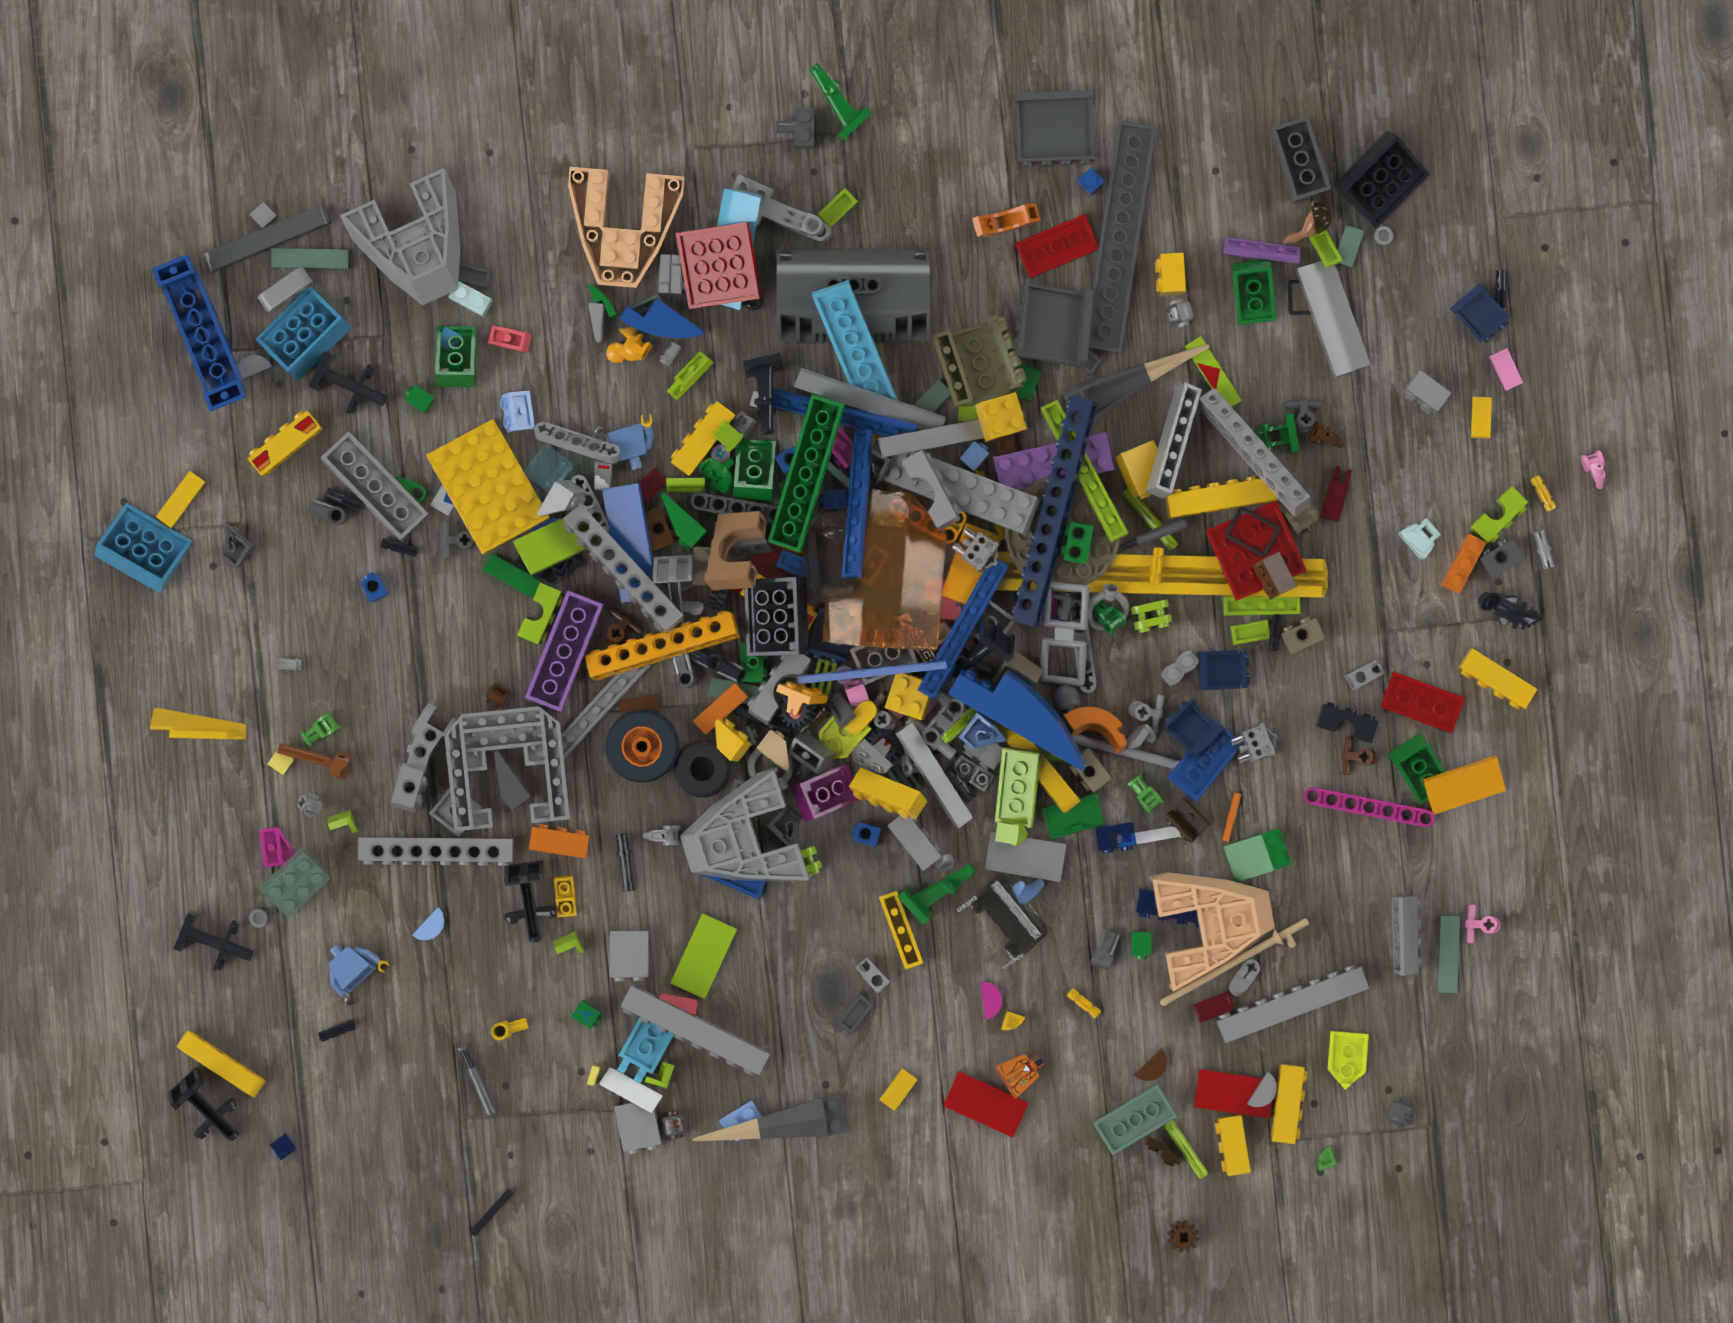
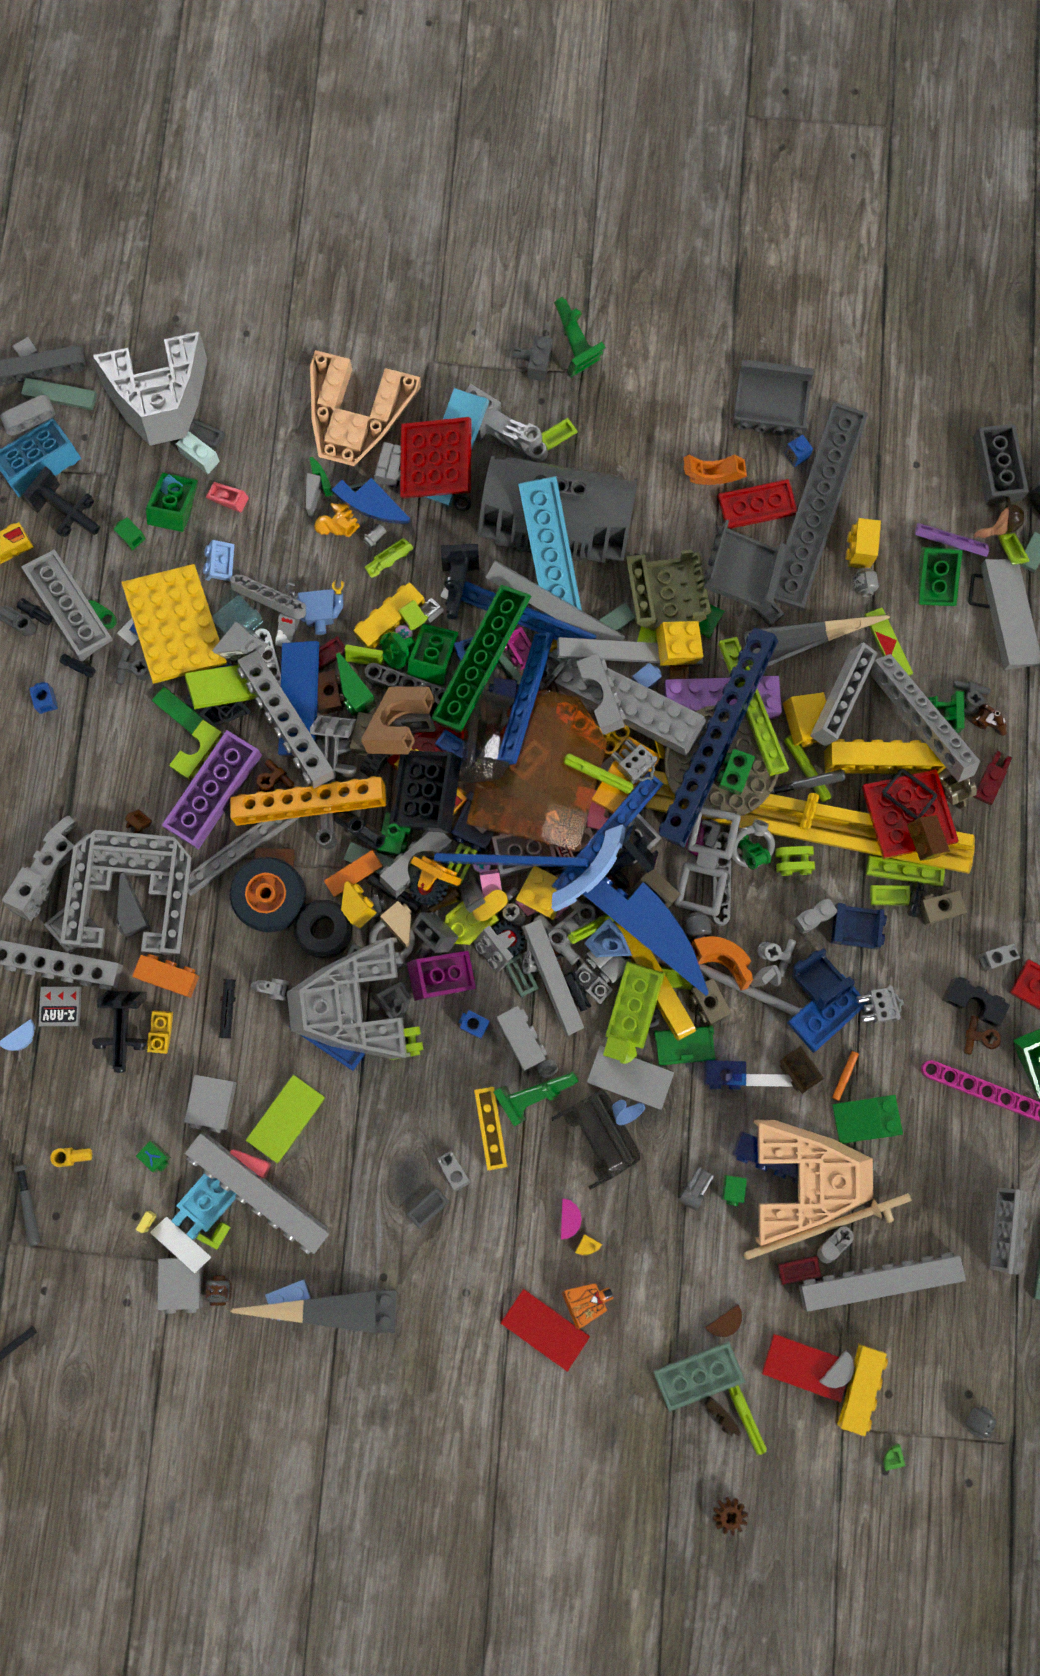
camera: 15 degrees right, 10 degrees down
(463, 889) = (60, 1006): none -> tile
(568, 942) = (150, 1079): lime tile -> none
(888, 794) = (503, 986): yellow brick -> none
(898, 1089) = (457, 1296): yellow slope -> none
(943, 570) = (598, 773): none -> lime axle
(957, 672) = (594, 873): none -> light blue tile
(1084, 1003) = (665, 1241): yellow axle -> none
(1145, 795) = (762, 1036): bright green connector -> none
(1232, 1145) = (798, 1424): yellow brick -> none
(1347, 1056) = (931, 1350): neon yellow tile -> none

